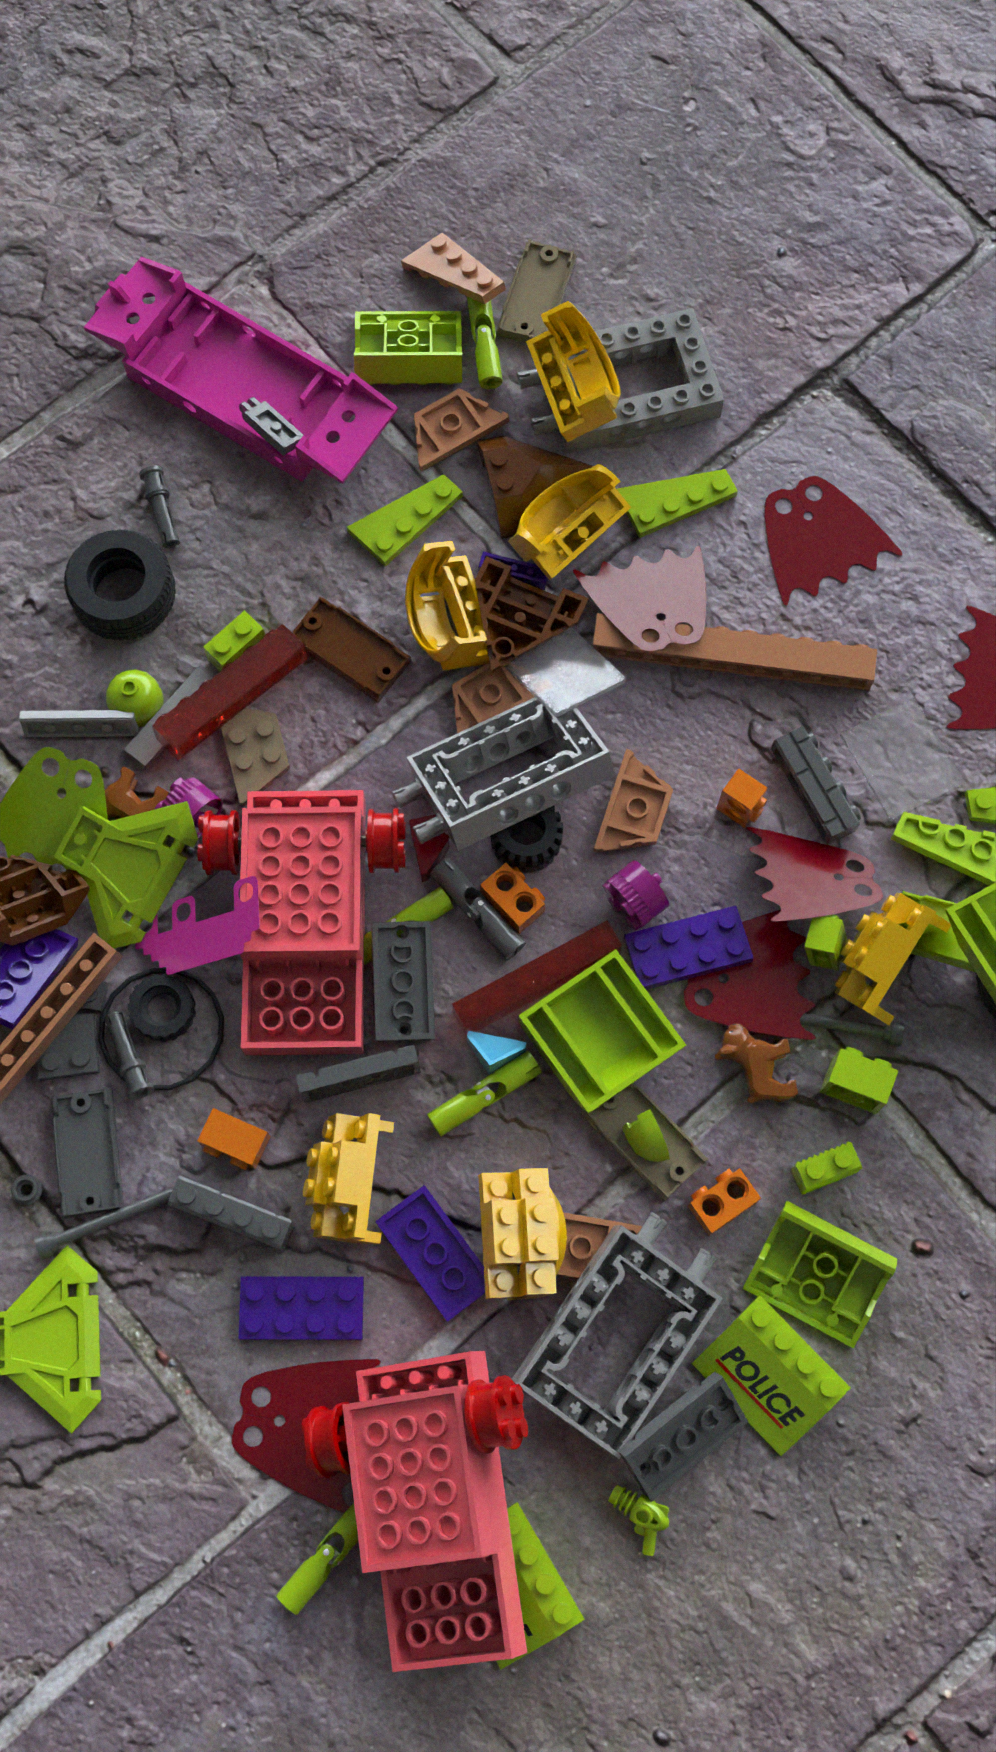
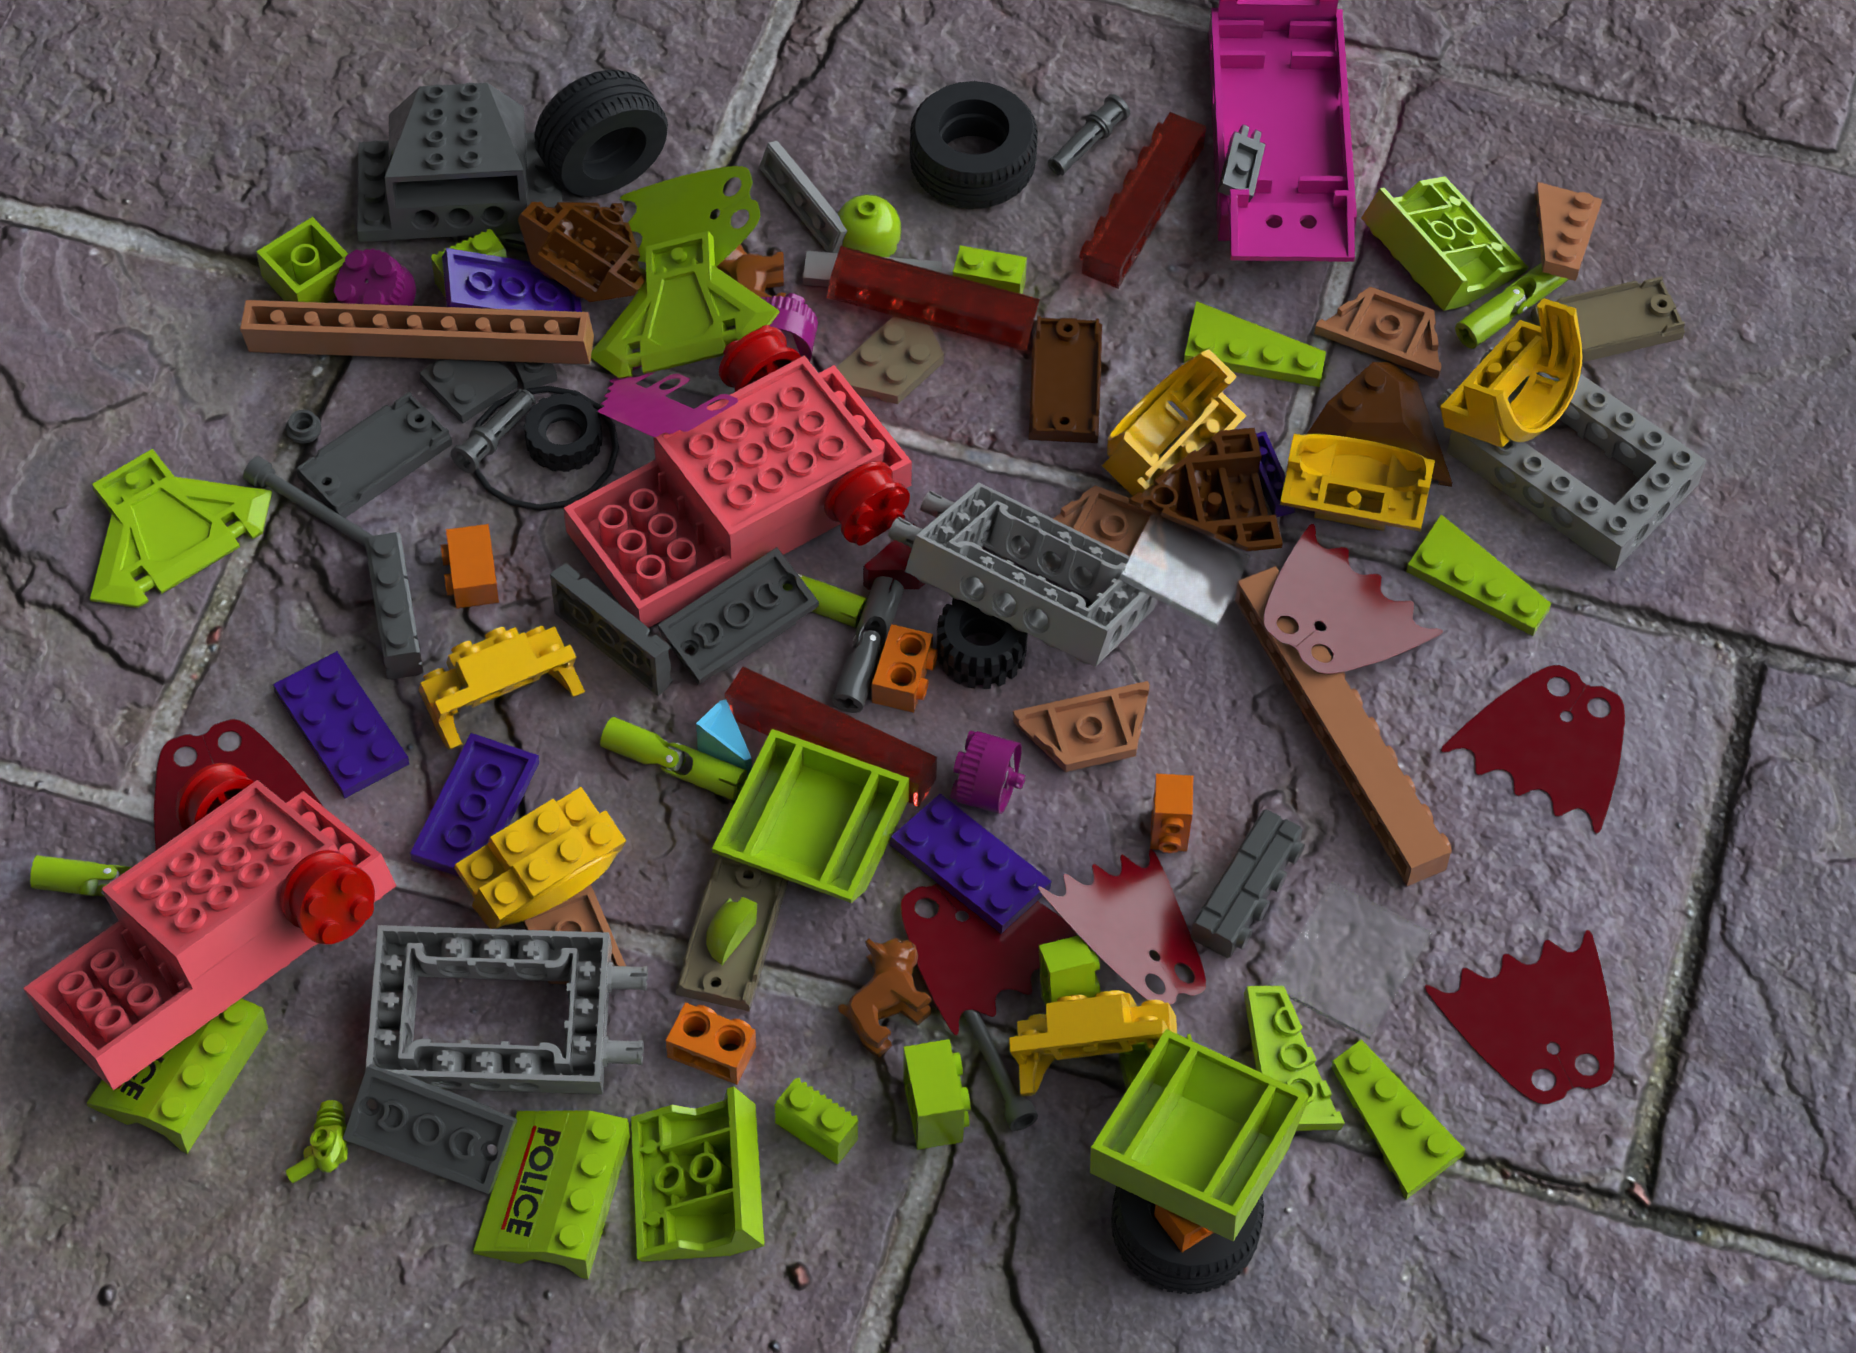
camera: 55 degrees right, 15 degrees down
(241, 505) = (1143, 199): none -> clear red brick

